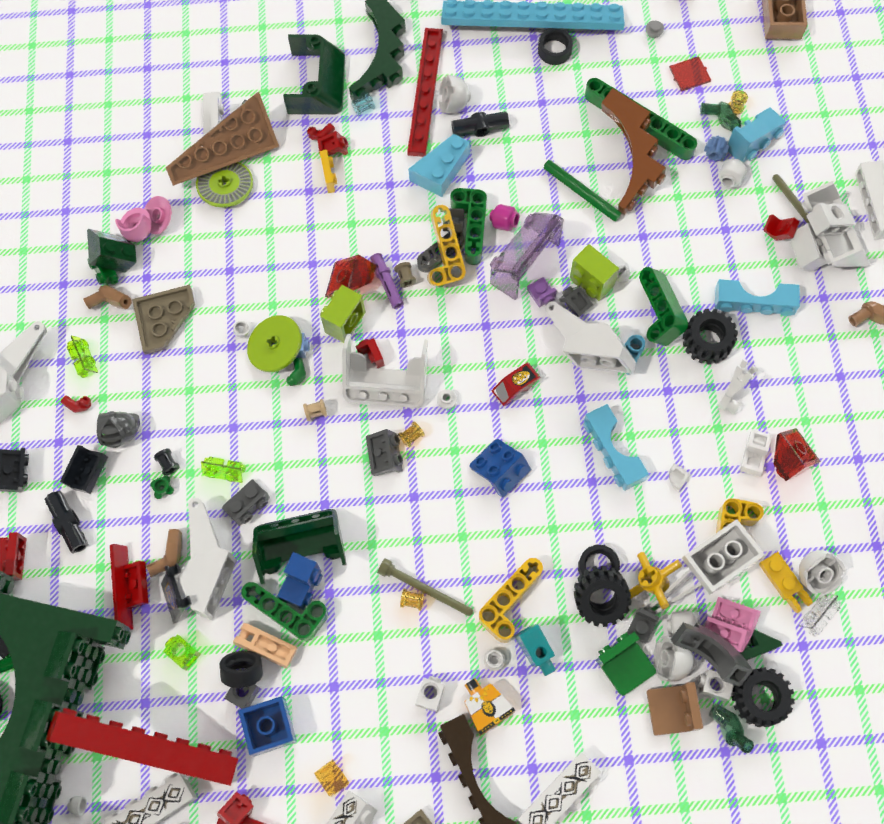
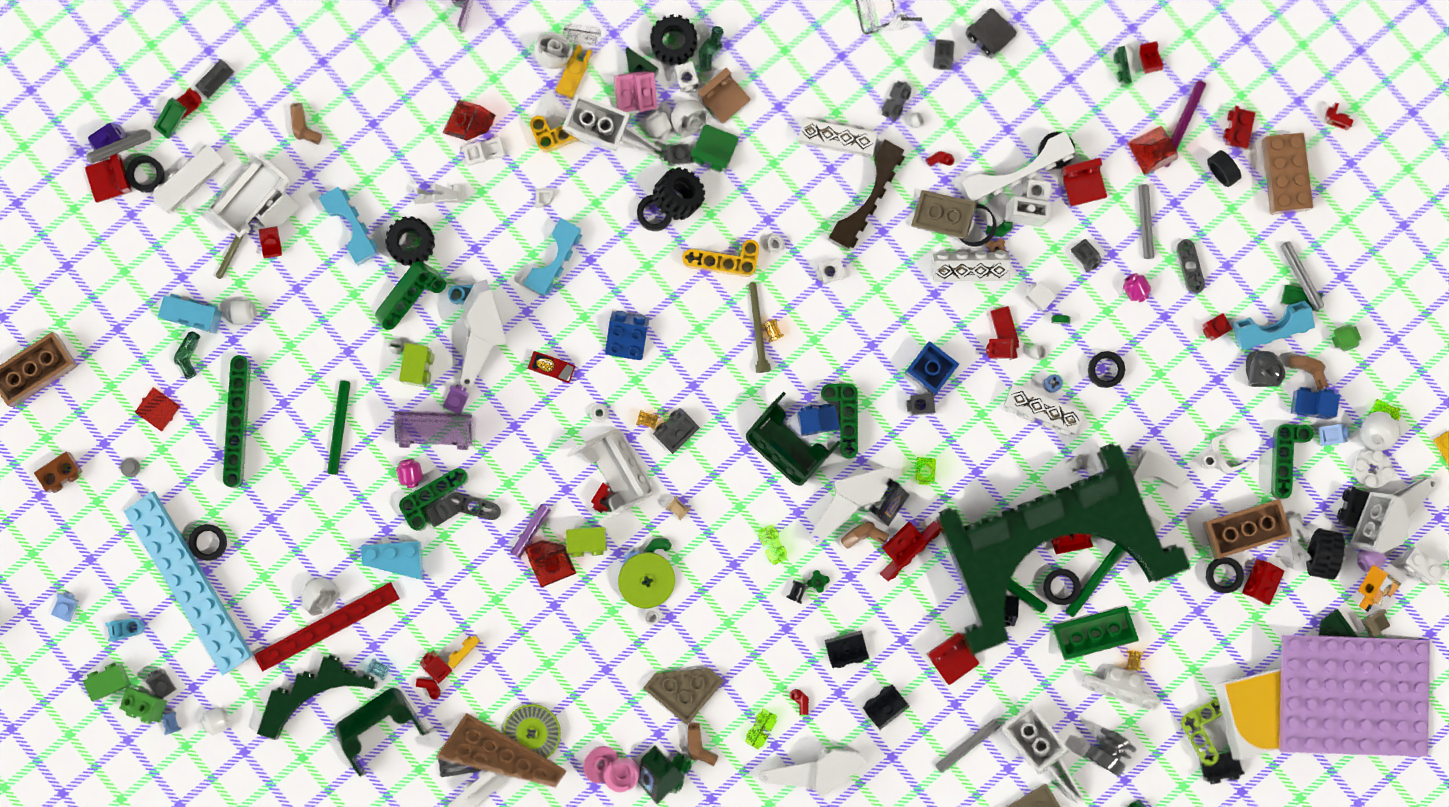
camera: 130 degrees left, 15 degrees up
(66, 521) = (893, 632): black piece -> none
(116, 428) = (797, 648): dark grey helmet -> none
(142, 748) = (1006, 434): red brick -> none
(244, 677) = (916, 410): black tyre -> none
(246, 503) = (785, 507): dark grey bracket -> none
(265, 645) = (878, 413): light nougat plate -> none
(331, 778) = (933, 301): clear yellow panel -> none
(405, 274) = (515, 519): dark tan bush -> none
(443, 244) = (471, 500): yellow beam -> none
(480, 124) = (331, 554): black piece -> none
(486, 706) = (812, 226): torso -> none
(530, 640) = (747, 218): teal torso -> none
(576, 300) = (446, 367): dark grey bracket -> none
(633, 122) = (270, 398): dark orange arch -> none
(654, 579) = (644, 162): yellow bar -> none
(716, 148) = (225, 339): medium blue gear -> none
(716, 650) = (664, 90): dark grey arch -> none
(738, 100) = (172, 349): clear yellow bush -> none
(830, 219) = (245, 203): white brick -> none

